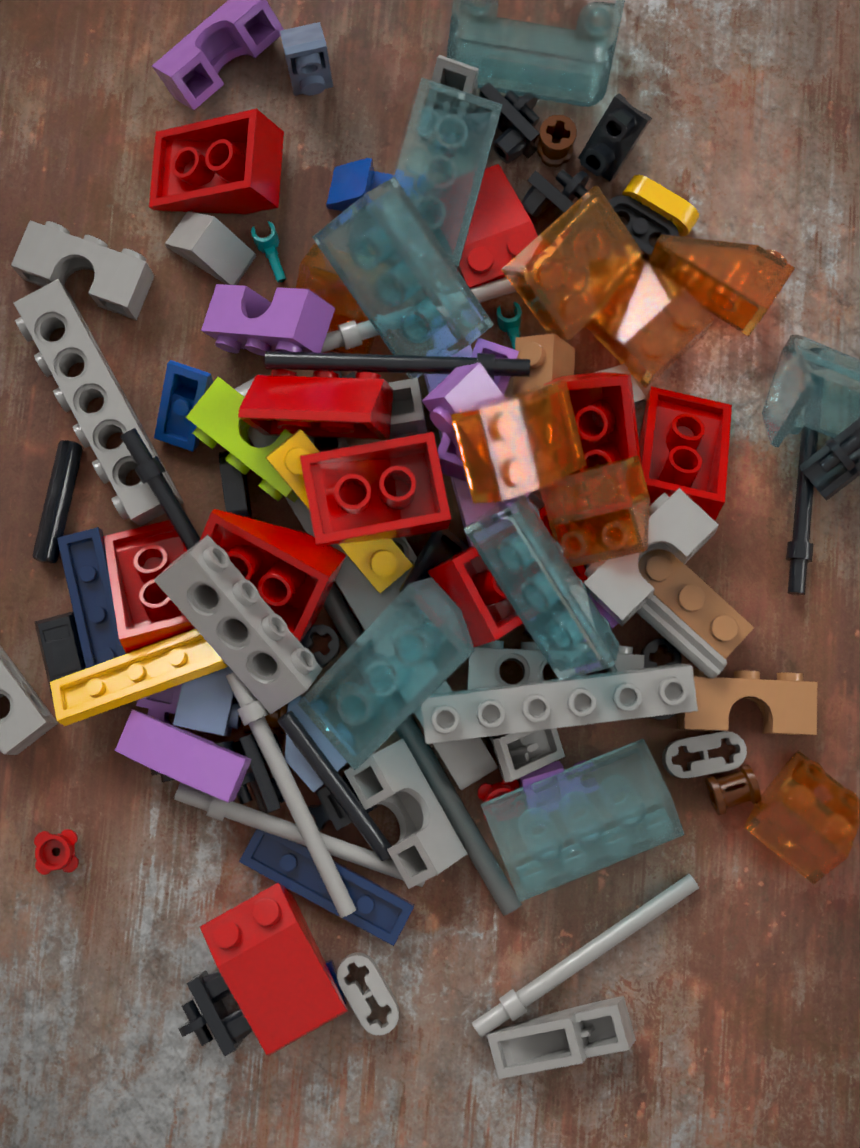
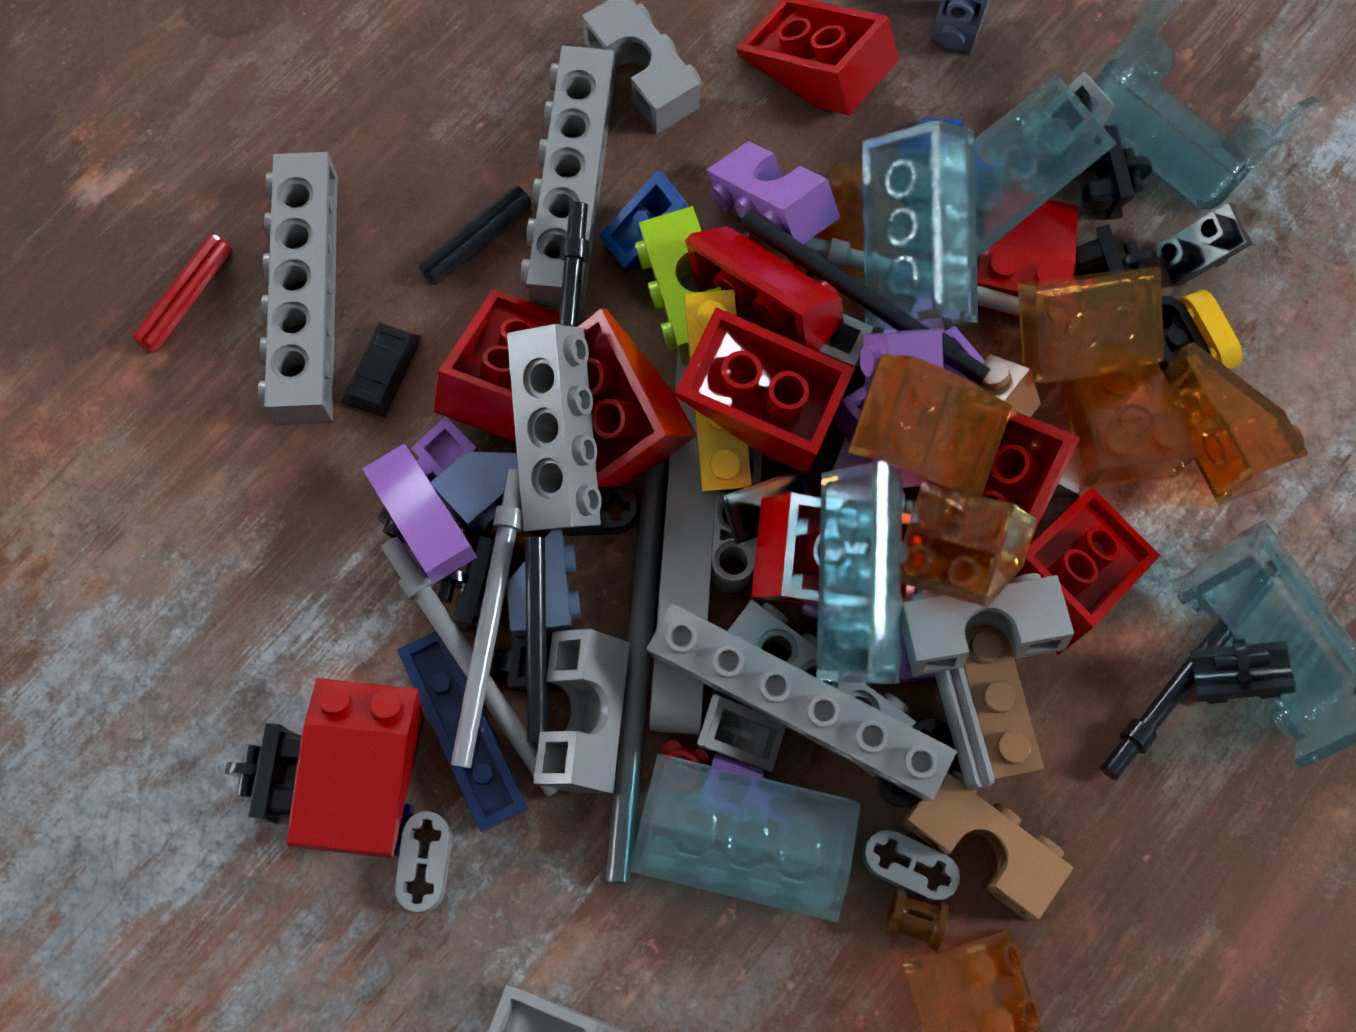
camera: 30 degrees right, 10 degrees down
(47, 861) = (230, 529): red plate -> none
(91, 595) = (412, 396): dark blue plate -> none
(133, 676) = (427, 416): yellow plate -> none
(211, 247) = (766, 113): light grey slope -> none
(234, 488) = (641, 317): black beam -> none
(268, 246) = (818, 144): teal hand -> none
(389, 671) = (660, 557): clear light blue slope -> none
(511, 325) = (993, 346): teal hand -> none
(514, 1003) = (554, 975): light grey bar -> none
(559, 128) = (1148, 212): reddish brown bush -> none

